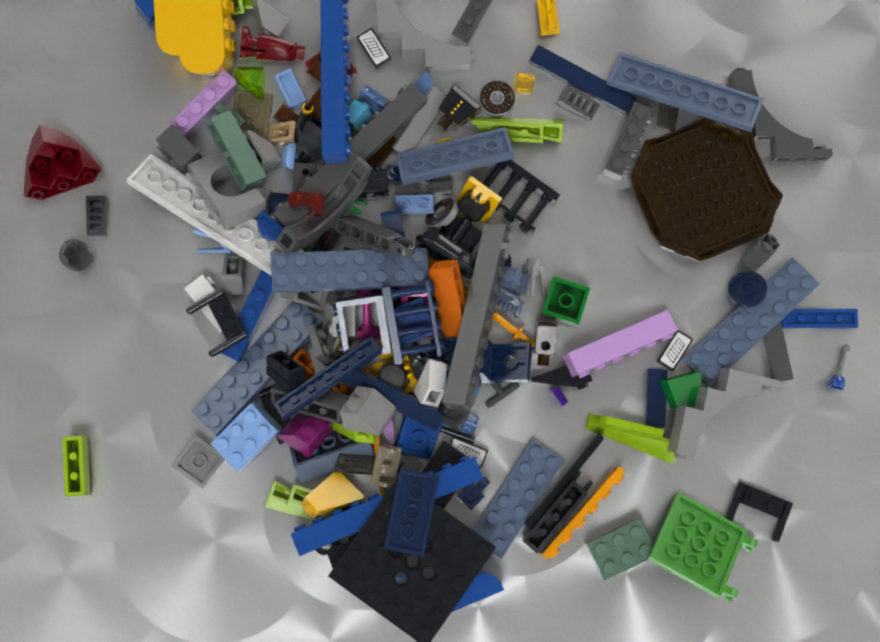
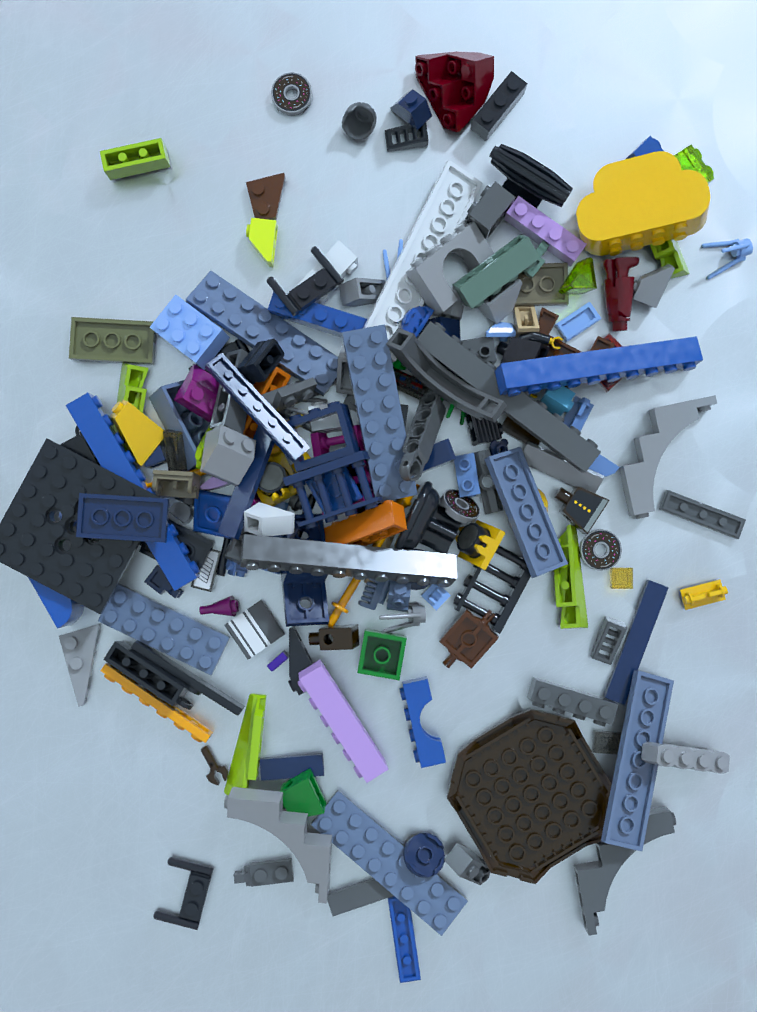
camera: 85 degrees right, 5 degrees up
(27, 311) = (289, 82): none -> tile
(73, 206) = (412, 109): none -> dark blue slope
(83, 129) = (498, 106): none -> black brick
(130, 351) = (266, 195): none -> reddish brown wing
(155, 110) = (529, 177): none -> black plate
(170, 358) = (263, 238): none -> neon yellow slope
(199, 461) = (157, 285): light grey plate -> none
(242, 511) = (112, 340): none -> olive plate
(306, 201) = (448, 355): clear red leg -> none
(359, 482) = (157, 458): none -> dark blue slope
(373, 48) = (637, 406): tile -> none
(501, 393) = (274, 597): dark grey piece -> none
(504, 438) = (226, 606): none -> magenta cone
(518, 248) = (435, 596): none -> light blue tile
(528, 415) = (254, 629): none -> slope
(530, 580) = (79, 656): none -> light grey wing
(561, 223) = (469, 638): none -> reddish brown plate
(606, 276) = (429, 748): none -> blue arch
(620, 549) = (123, 748): sand green brick -> none
(647, 469) = (214, 767): none -> dark brown bar
(674, 350) = (346, 781): tile -> none
(687, 51) = (685, 757): none -> light grey brick
(700, 546) = (134, 834): bright green plate -> none
(748, 434) = (266, 873): none -> dark grey hinge
(838, 381) = (337, 966): hinge -> none

